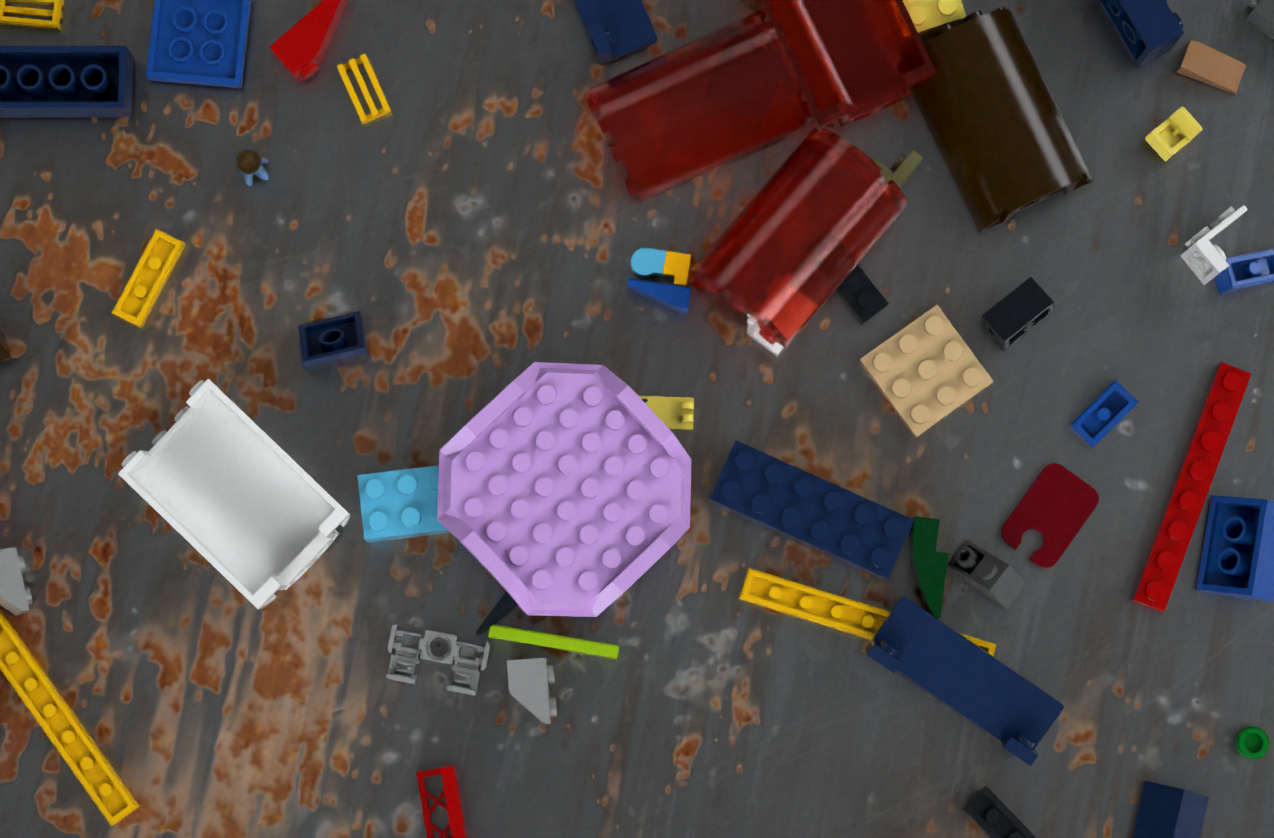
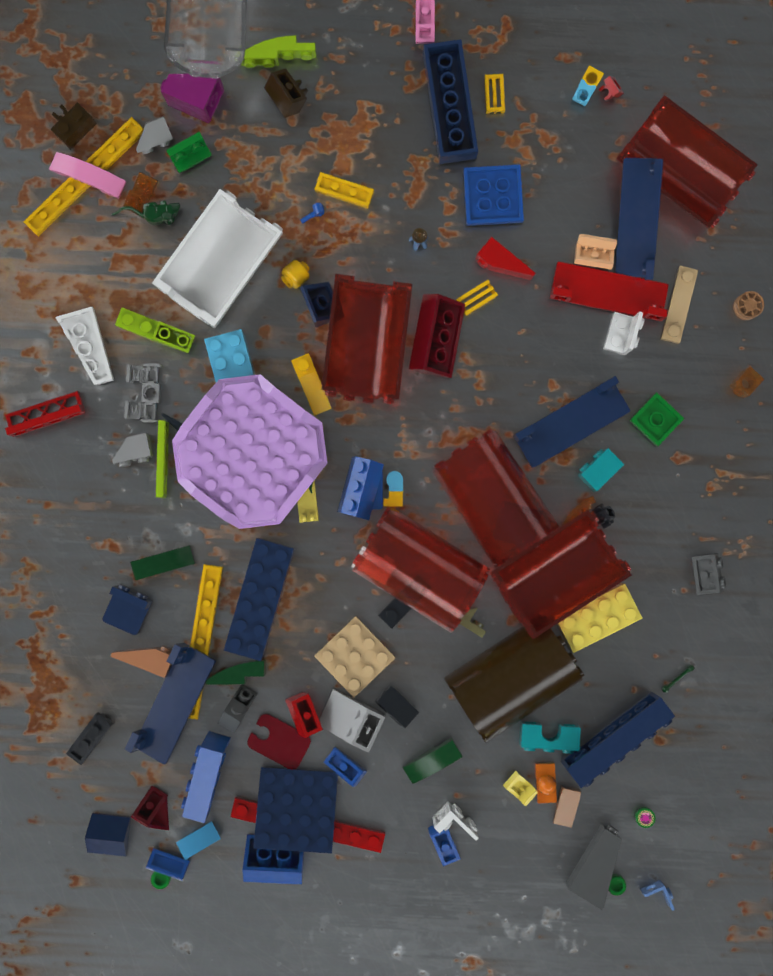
camera: 80 degrees right, 5 degrees up
(43, 524) = (189, 152): none -> green bracket
(47, 705) = (88, 174): none -> bright pink slope
(97, 618) = (141, 192): none -> clear orange slope
(135, 597) = (155, 213): none -> dark green animal
(176, 325) = (318, 211): none -> blue hand
(277, 376) = (295, 274): none -> yellow head
(333, 743) = (86, 338): none -> white wing
(335, 623) = (154, 330): none -> lime slope
(409, 268) = (366, 340): none -> clear red cylinder
(417, 160) = (437, 335): none -> dark red slope
(465, 377) = (311, 384): none -> yellow slope
(650, 319) = (360, 487): none -> blue slope
(728, 664) = (162, 562): none -> dark green slope
(798, 736) = (126, 609): none -> dark blue bracket
(886, 706) = (148, 659): none -> nougat slope
(1010, 464) = (304, 714): none -> red brick
(1030, 388) = (351, 720): none -> light grey slope
(1093, 640) = (205, 776): none -> wedge
(1102, 50) = (566, 739): none -> teal arch
(1112, 267) = (432, 761): none -> dark green slope
(1135, 738) = (153, 810): none -> dark red slope
(1165, 499) = (296, 810): none -> dark blue plate
(1169, 94) = (546, 782): none -> orange tile
(1196, 669) = (198, 840): none -> dark azure slope
(1230, 726) = (167, 864): none -> blue tile

